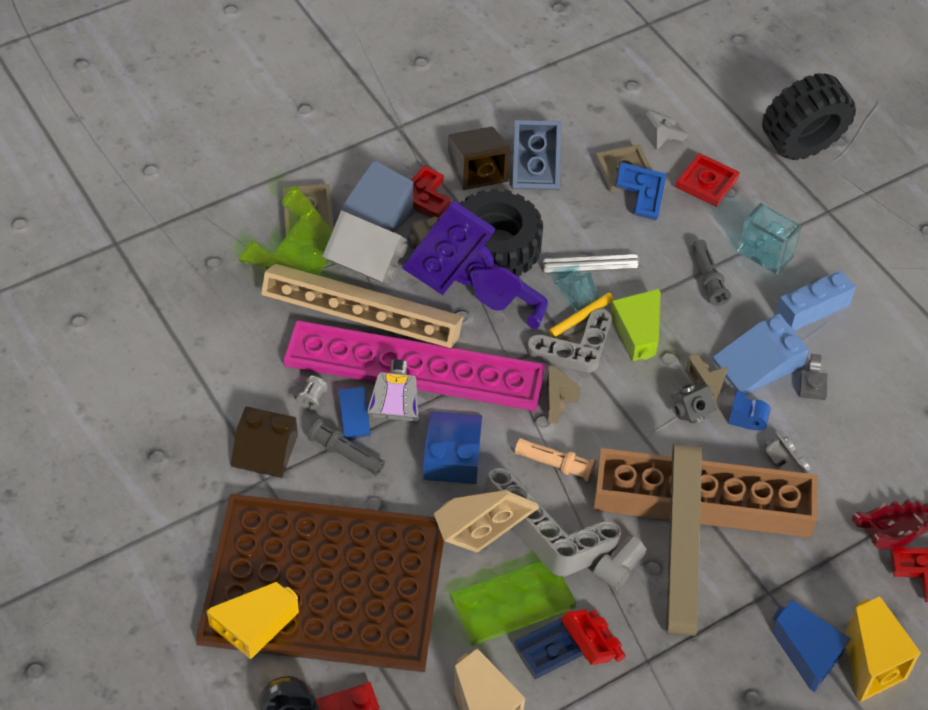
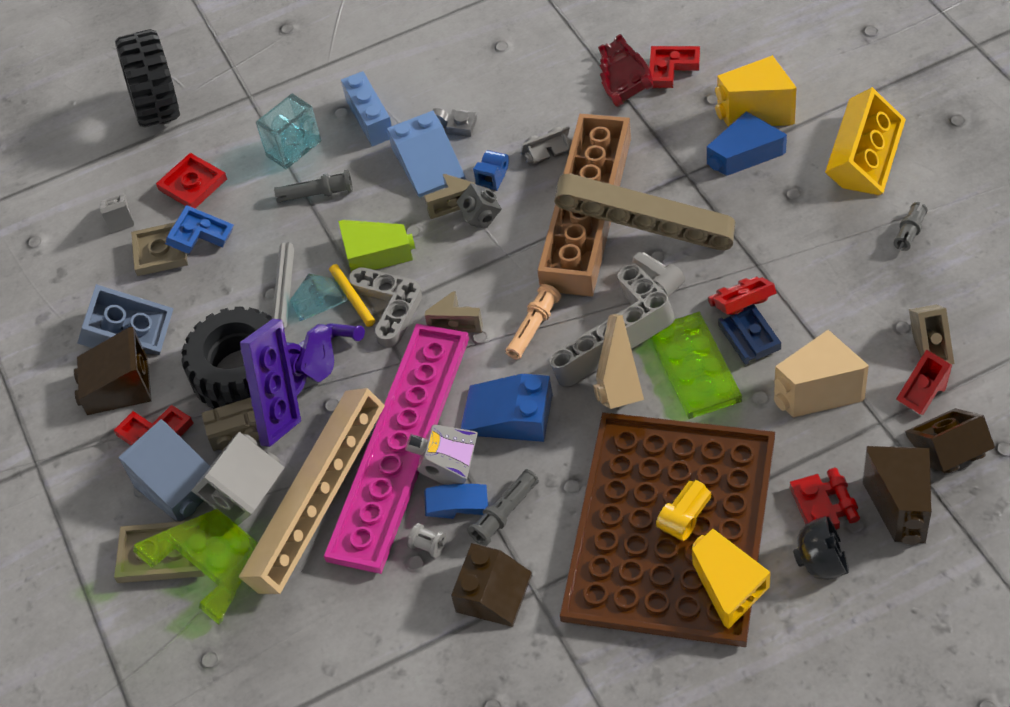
camera: 75 degrees left, 0 degrees up
(322, 579) = (680, 516): none -> yellow piece

